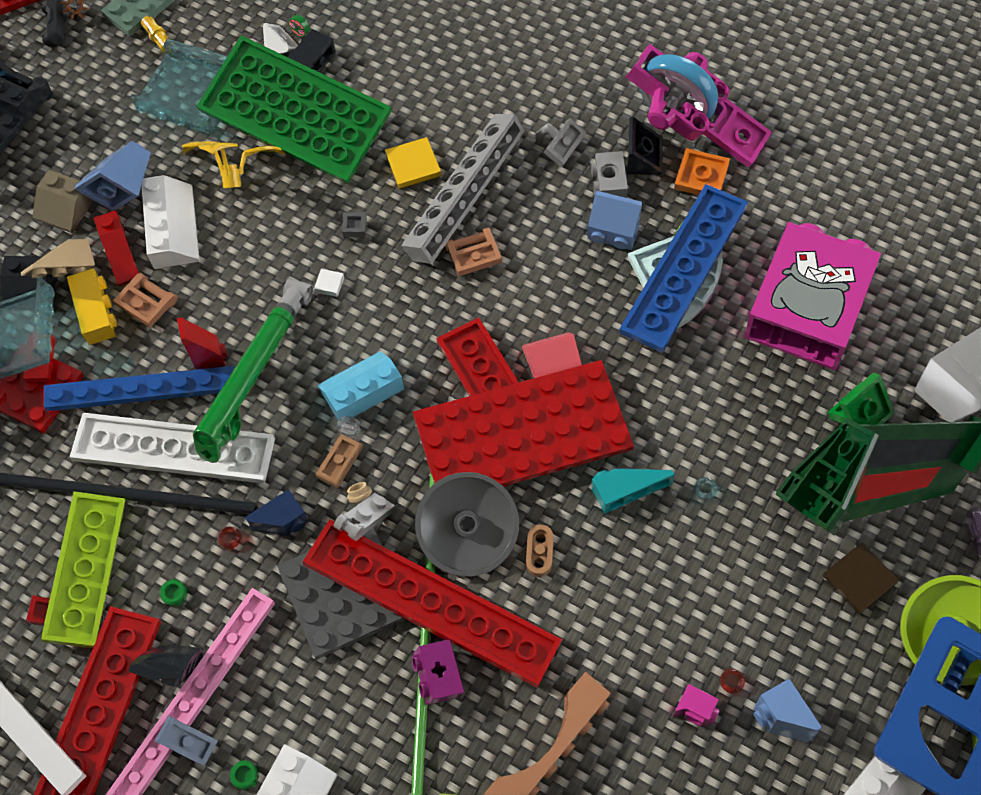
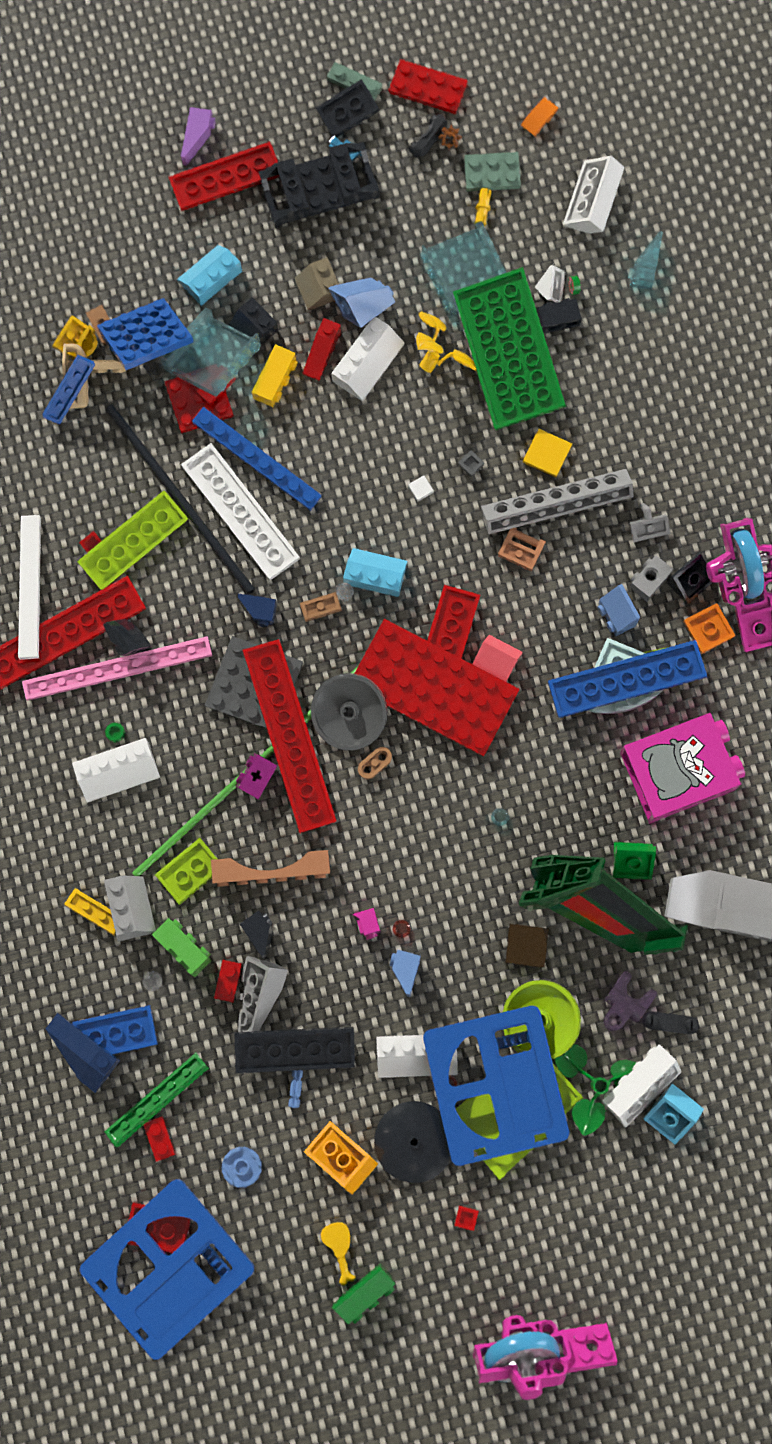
camera: 45 degrees right, 15 degrees up
(69, 257) = (281, 329): tan slope -> none
(142, 306) = (301, 399): nougat plate -> none
(173, 593) = (166, 598): green tile -> none
(186, 740) = (101, 687): sand blue plate -> none
(201, 345) = (307, 465): red slope -> none
(223, 418) = (277, 524): green piece -> none
(223, 532) = (221, 589): clear red piece -> none
(358, 492) = (312, 636): tan plate -> none
(364, 516) = (300, 654): light grey plate -> none
(624, 486) = (456, 773): teal slope -> none

